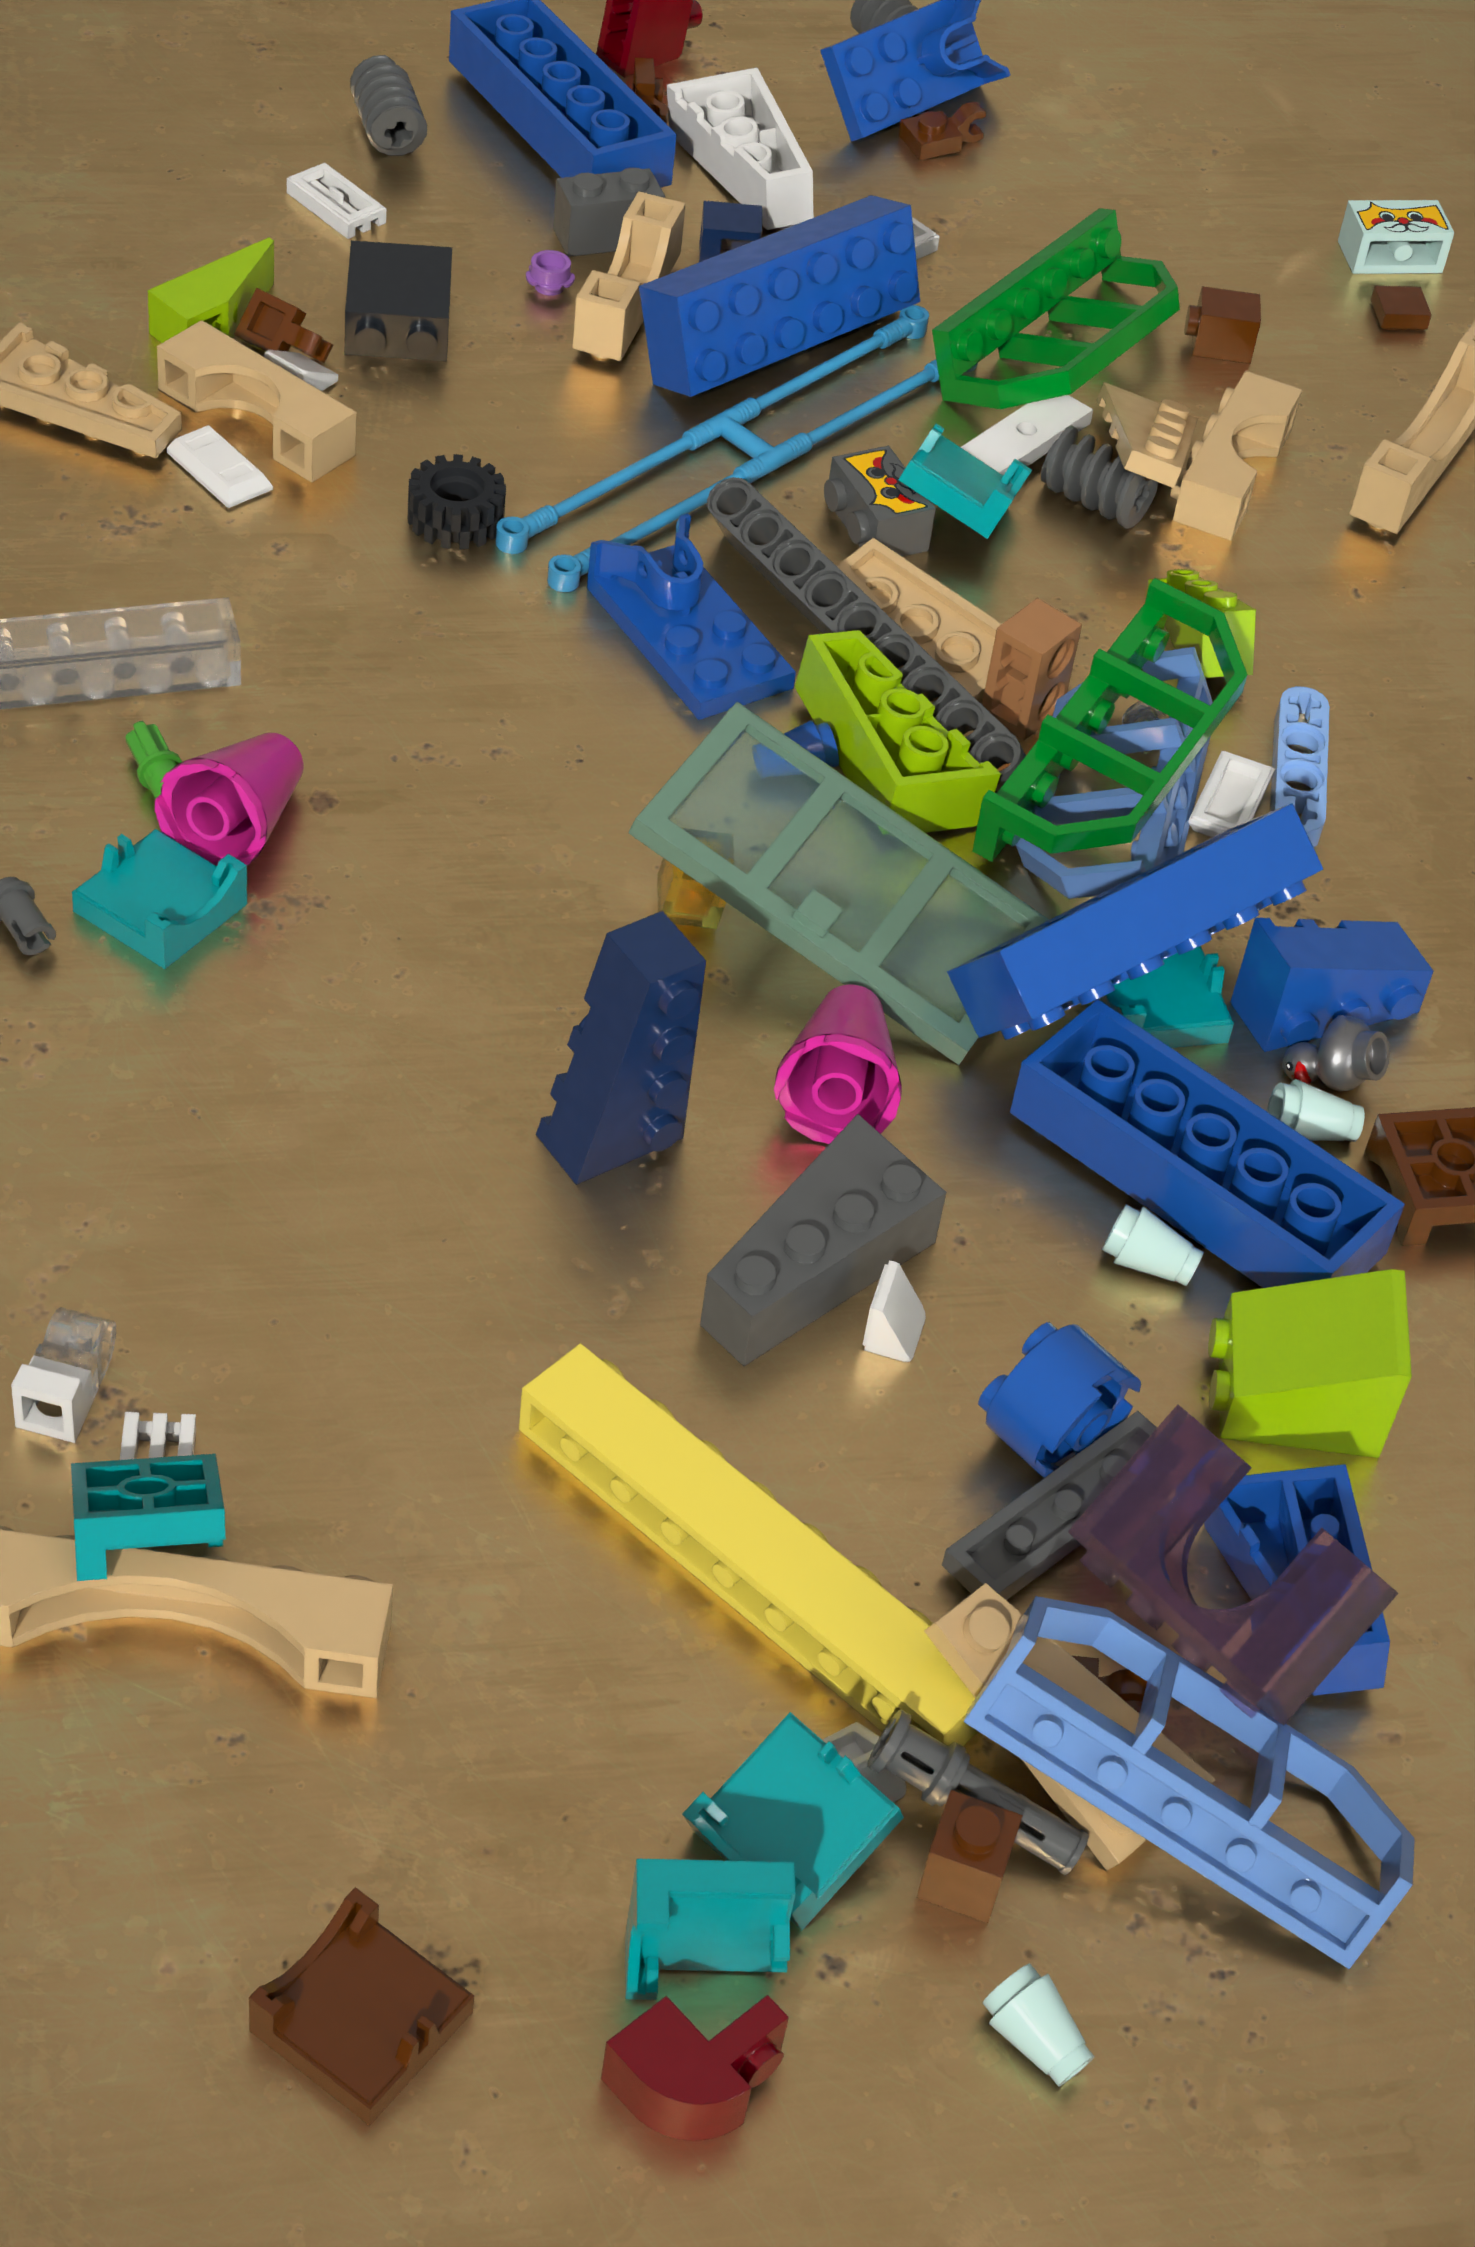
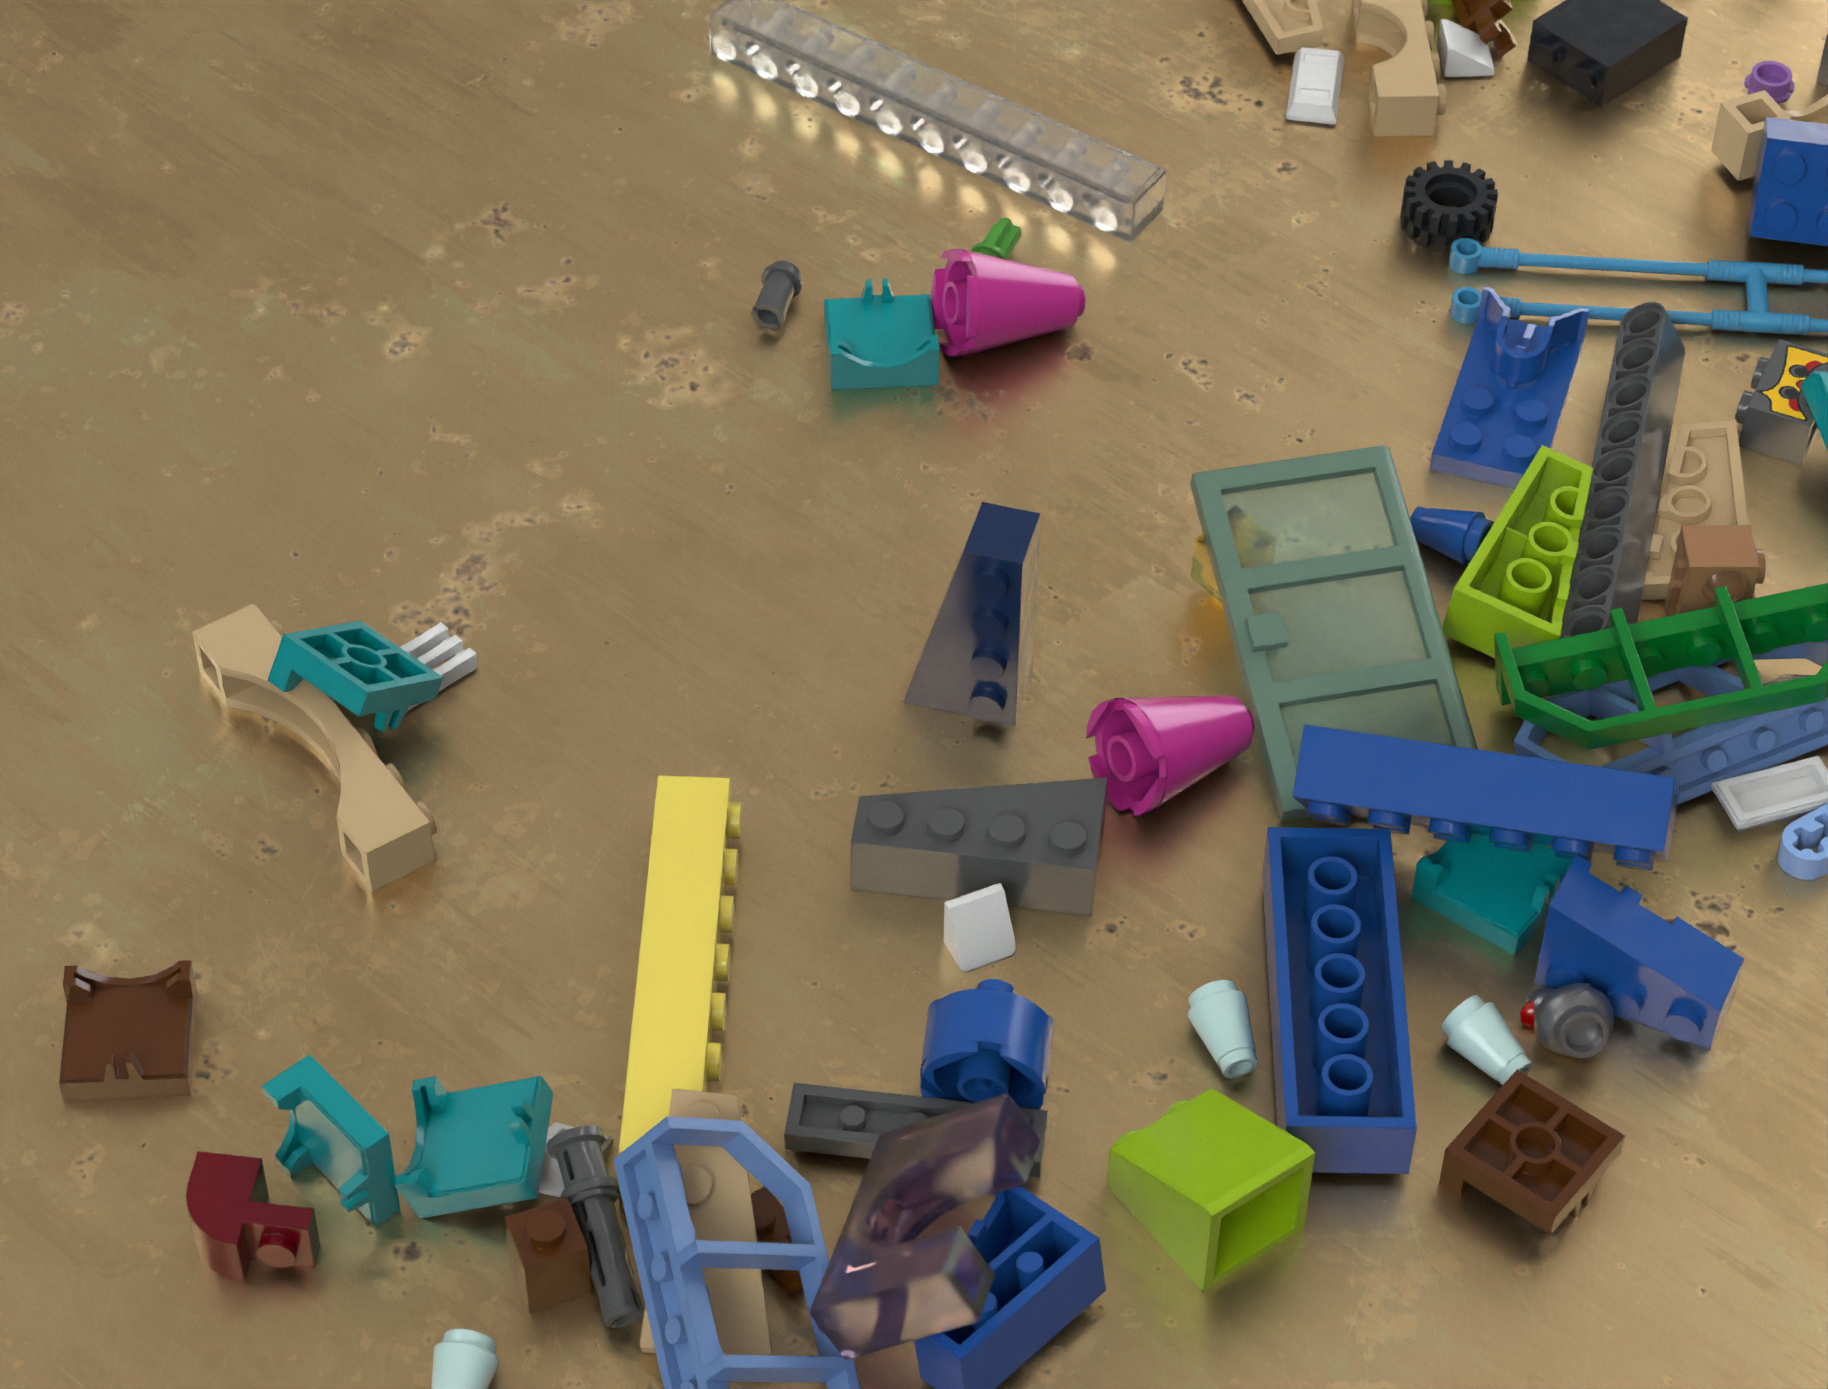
camera: 55 degrees right, 0 degrees up
(64, 1373) = (438, 575): leg -> none

